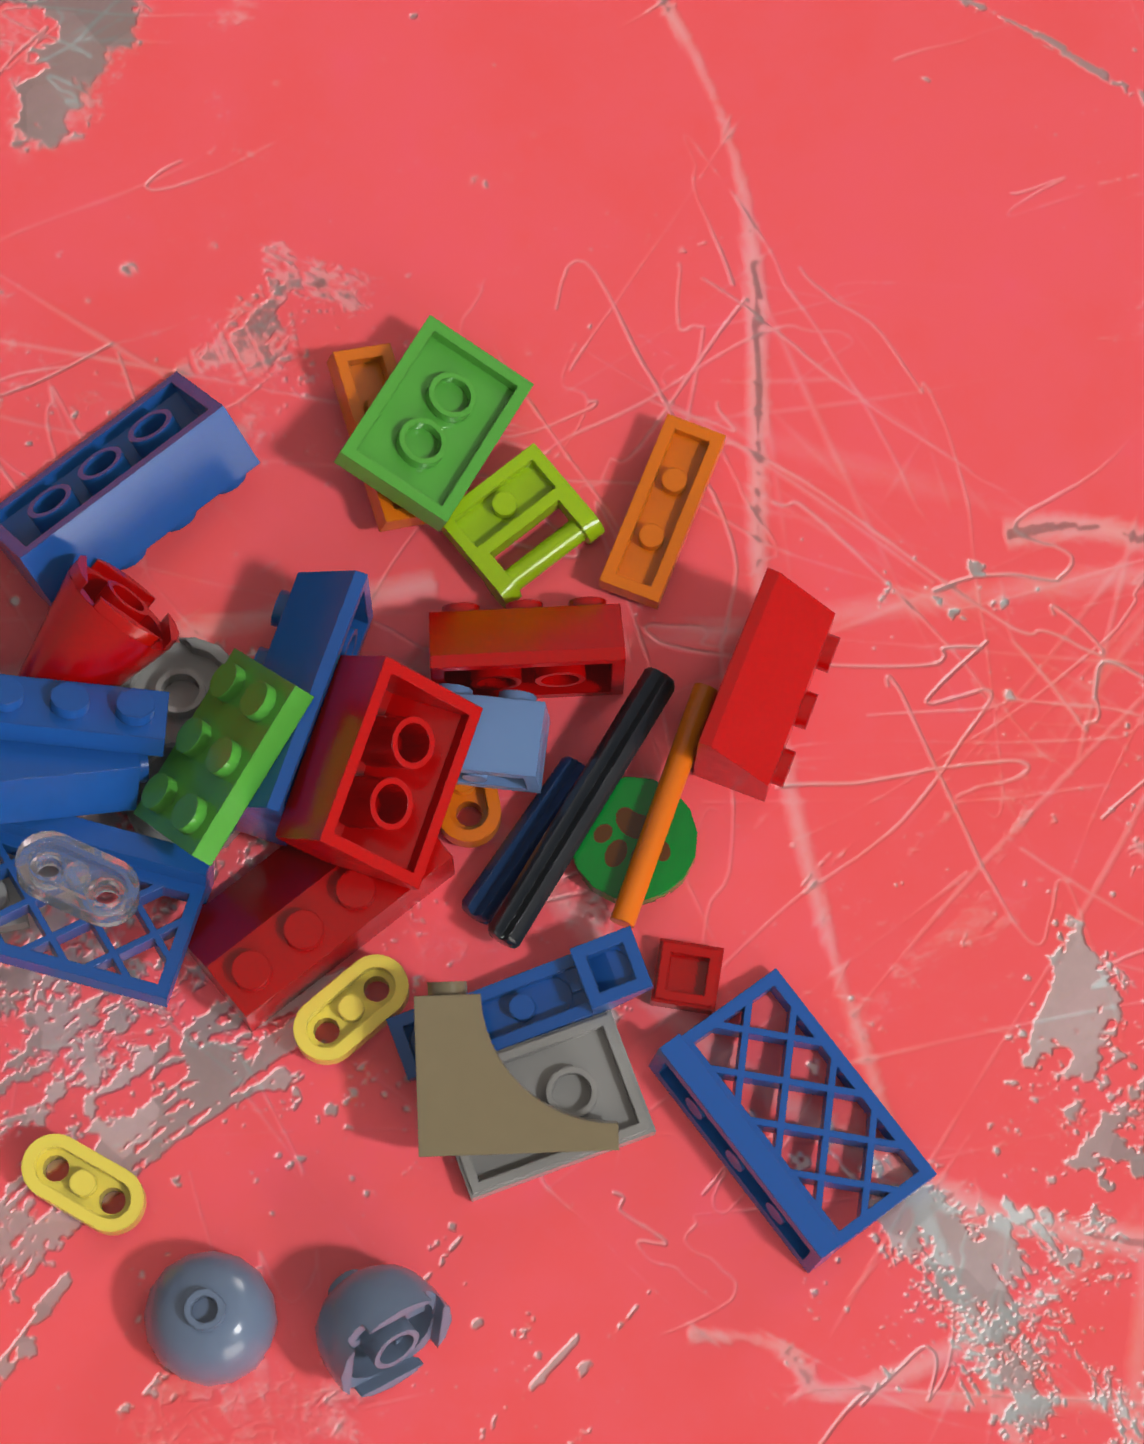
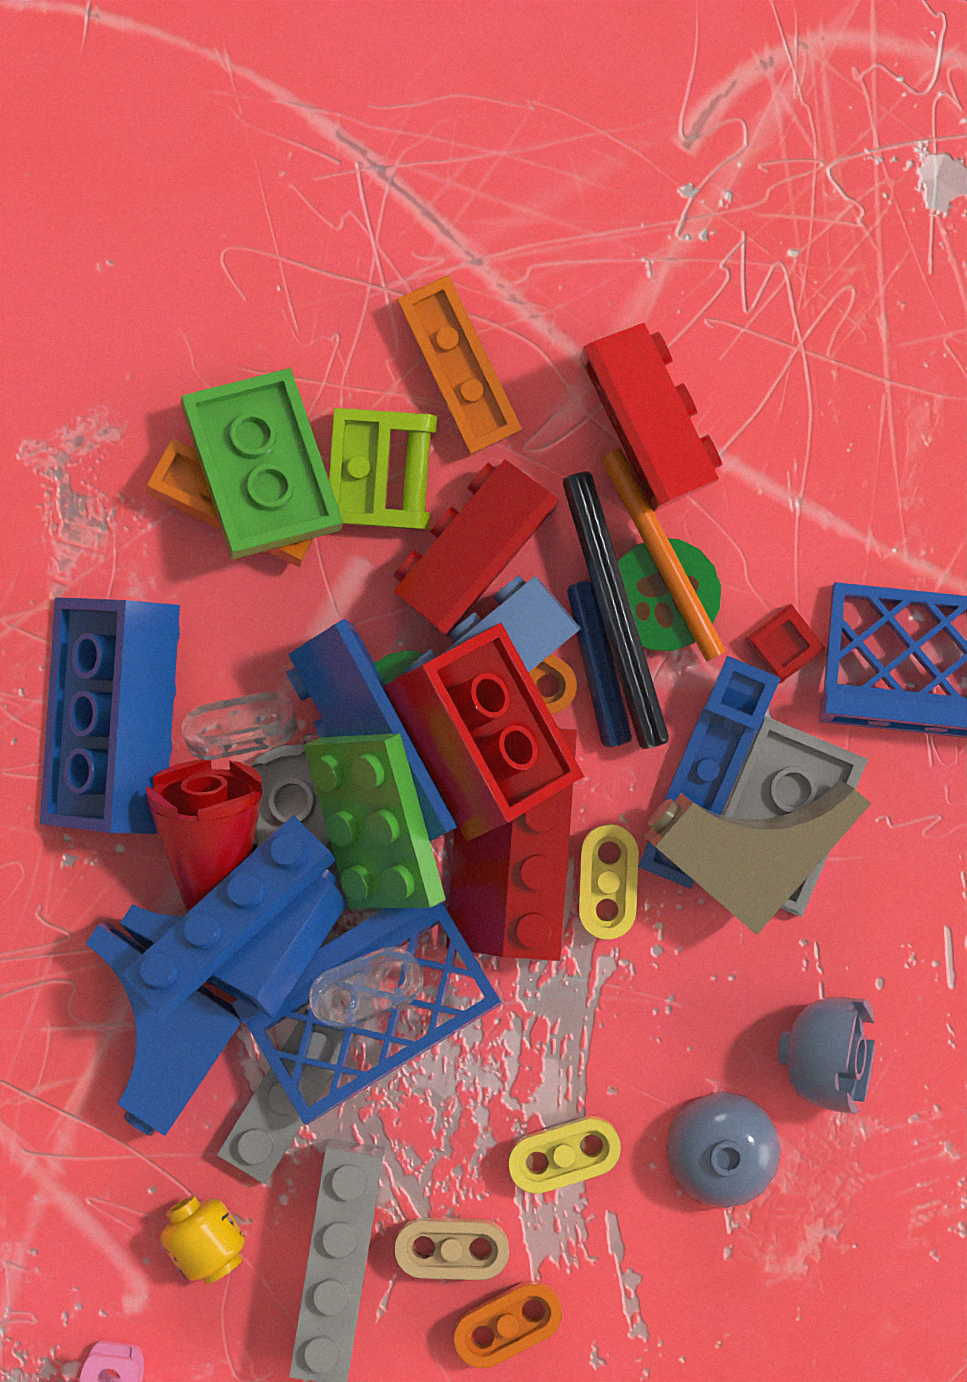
camera: 45 degrees left, 15 degrees up
(204, 599) = (239, 725): none -> clear plate

